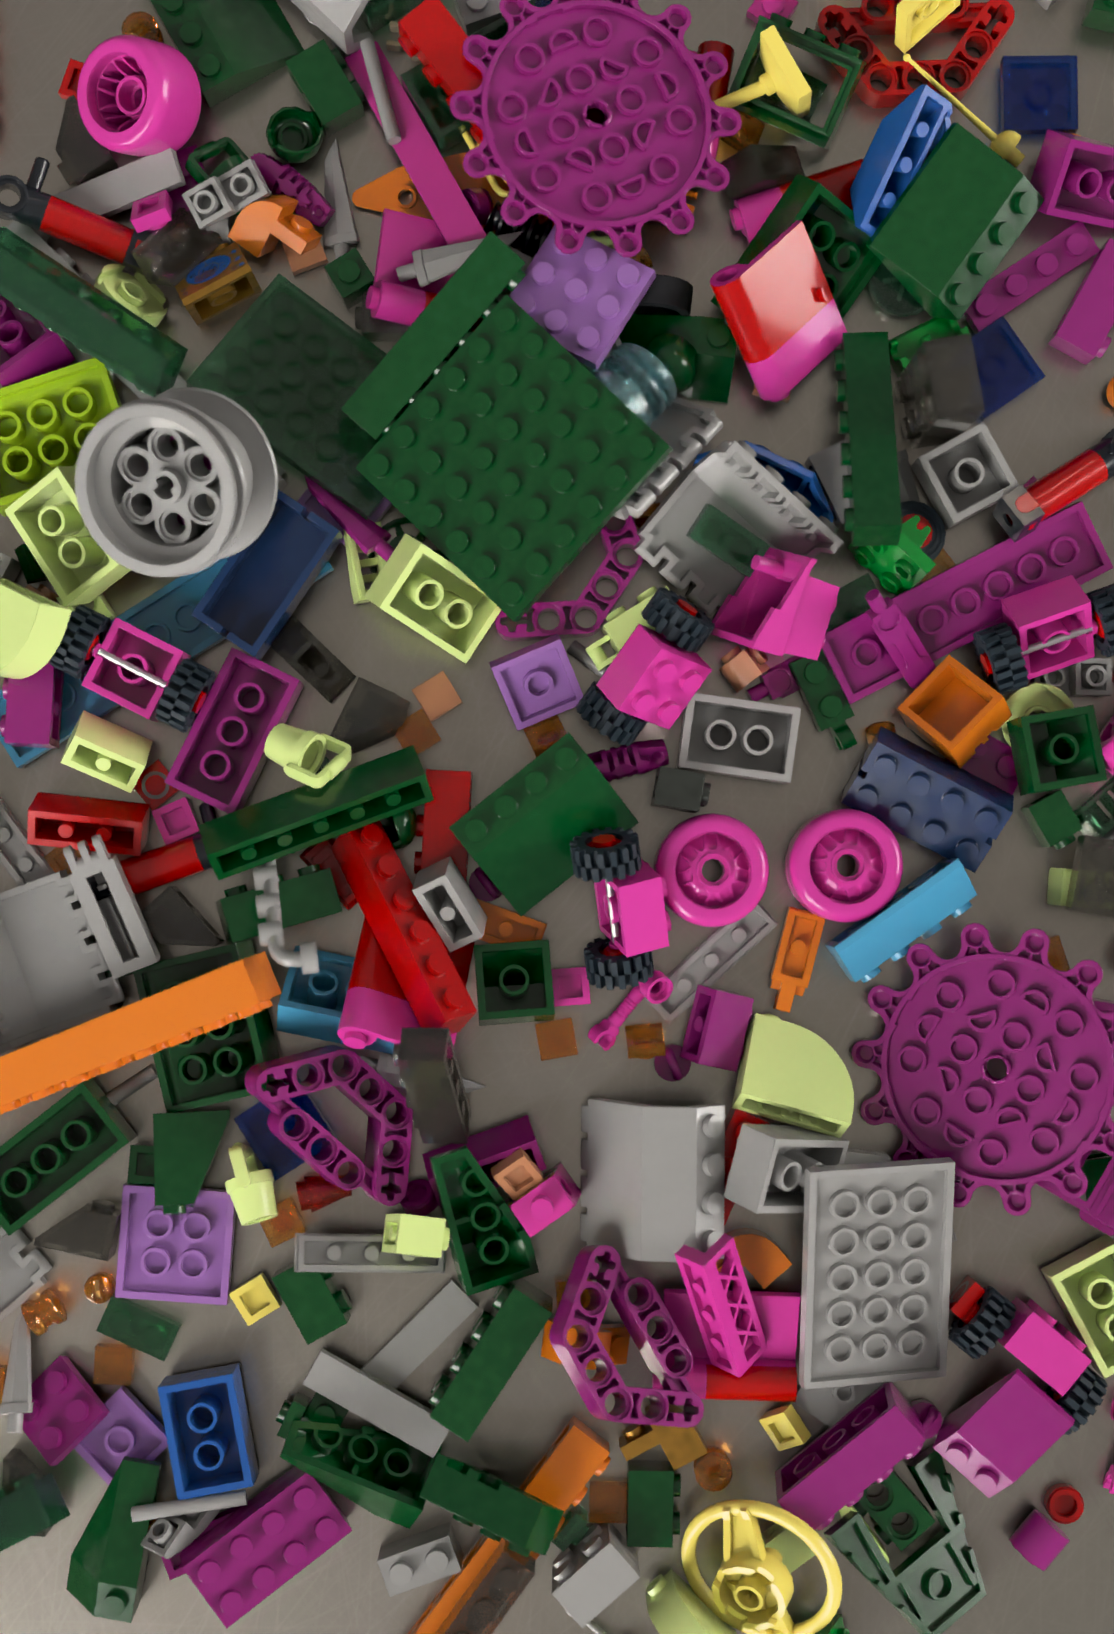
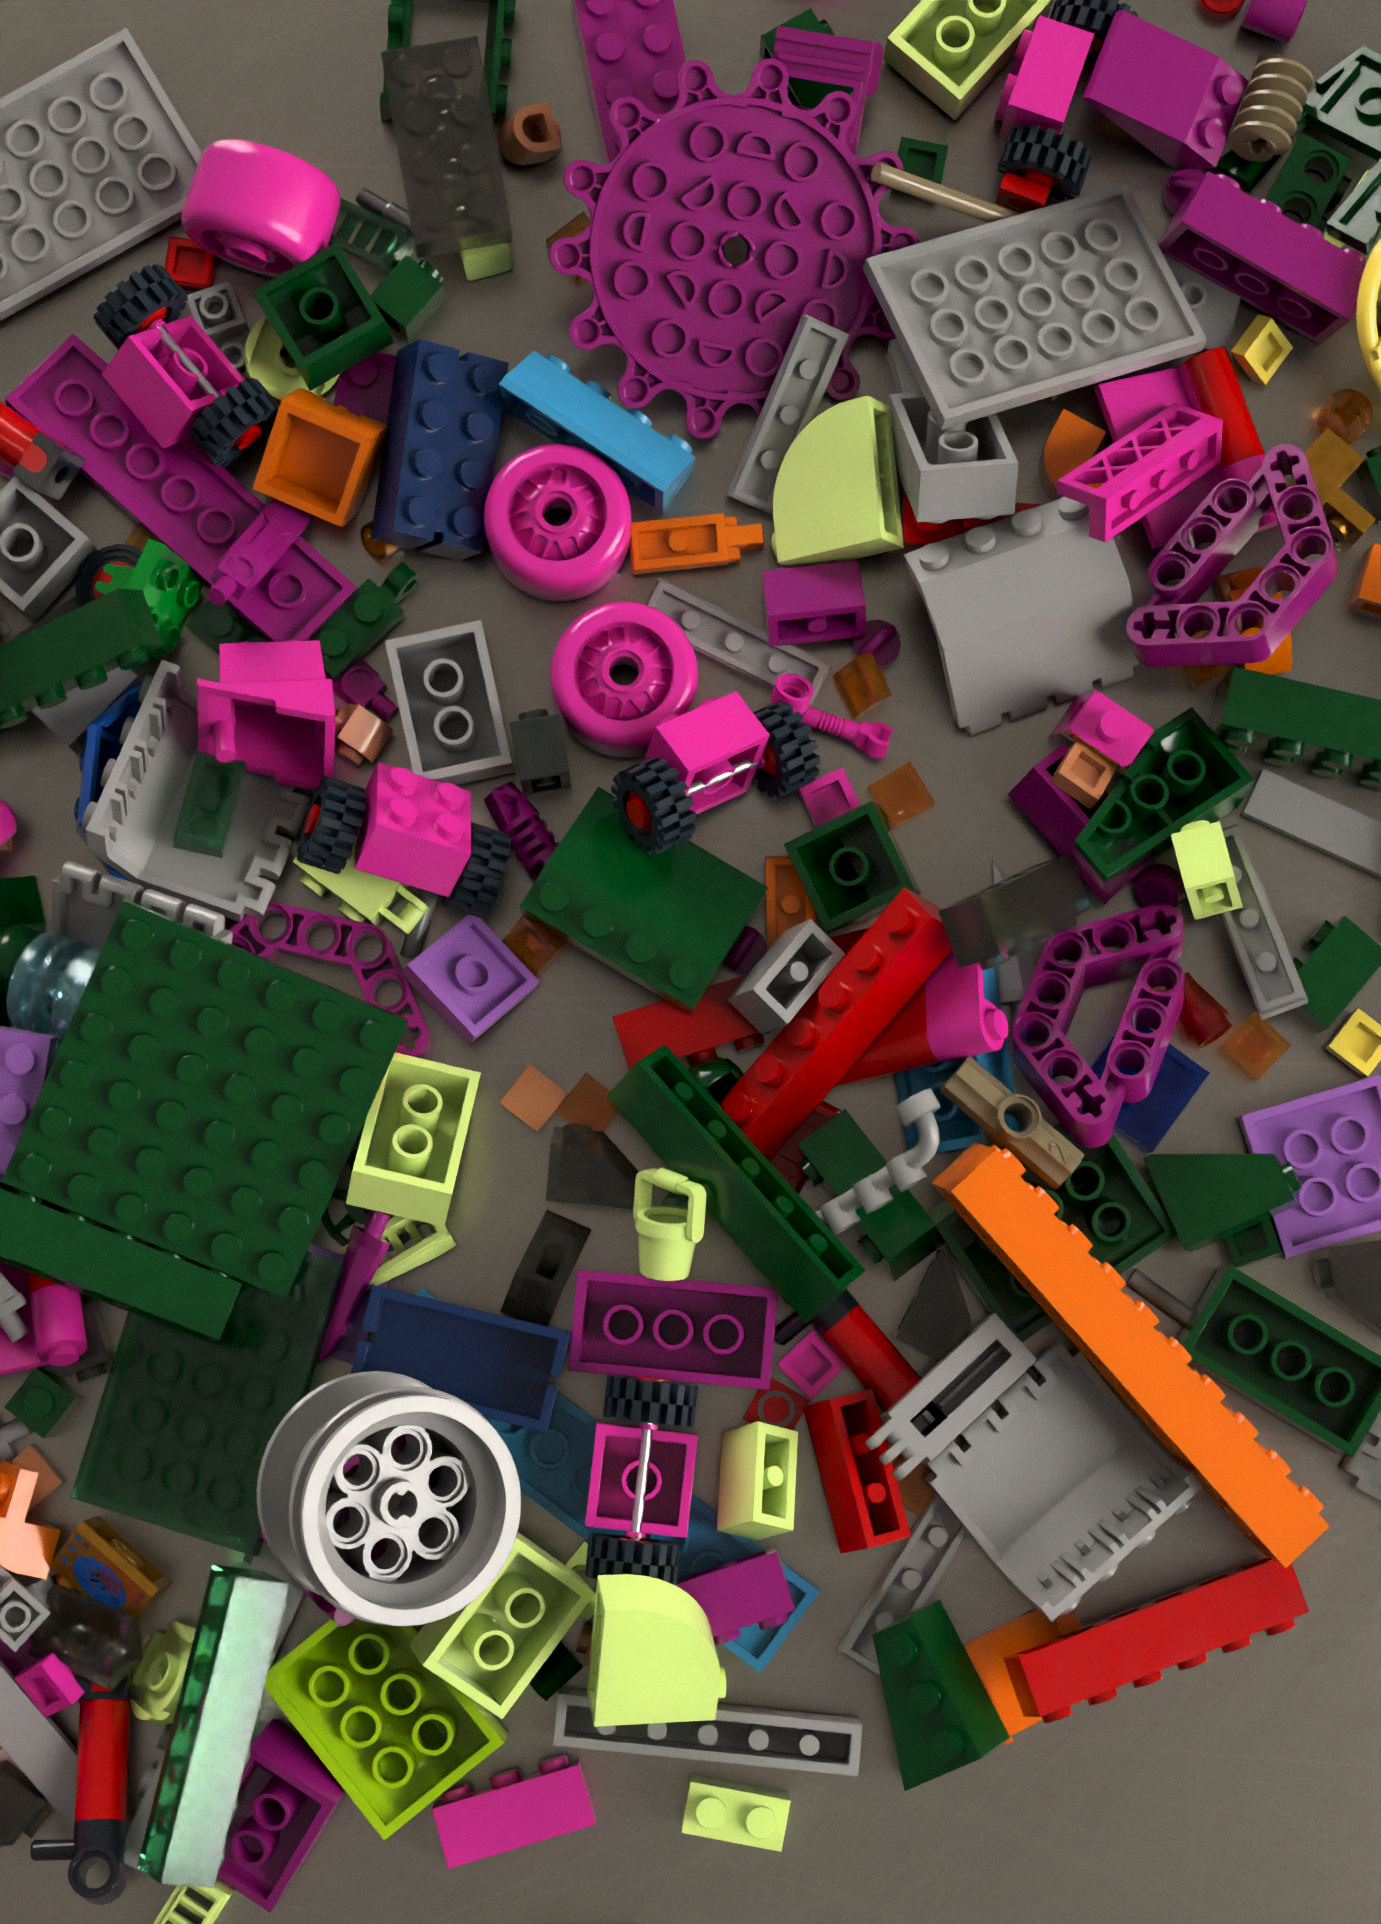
camera: 115 degrees left, 5 degrees down
(251, 1188) = (1231, 1091): yellowish green piece -> none
(263, 1037) = (1037, 1142): none -> dark tan piece
(866, 1063) = (787, 409): none -> light grey tile
(962, 1506) = (1270, 108): none -> dark tan piece
(984, 1235) = (938, 194): none -> dark tan bar
(1014, 1231) = (923, 158): none -> dark green plate

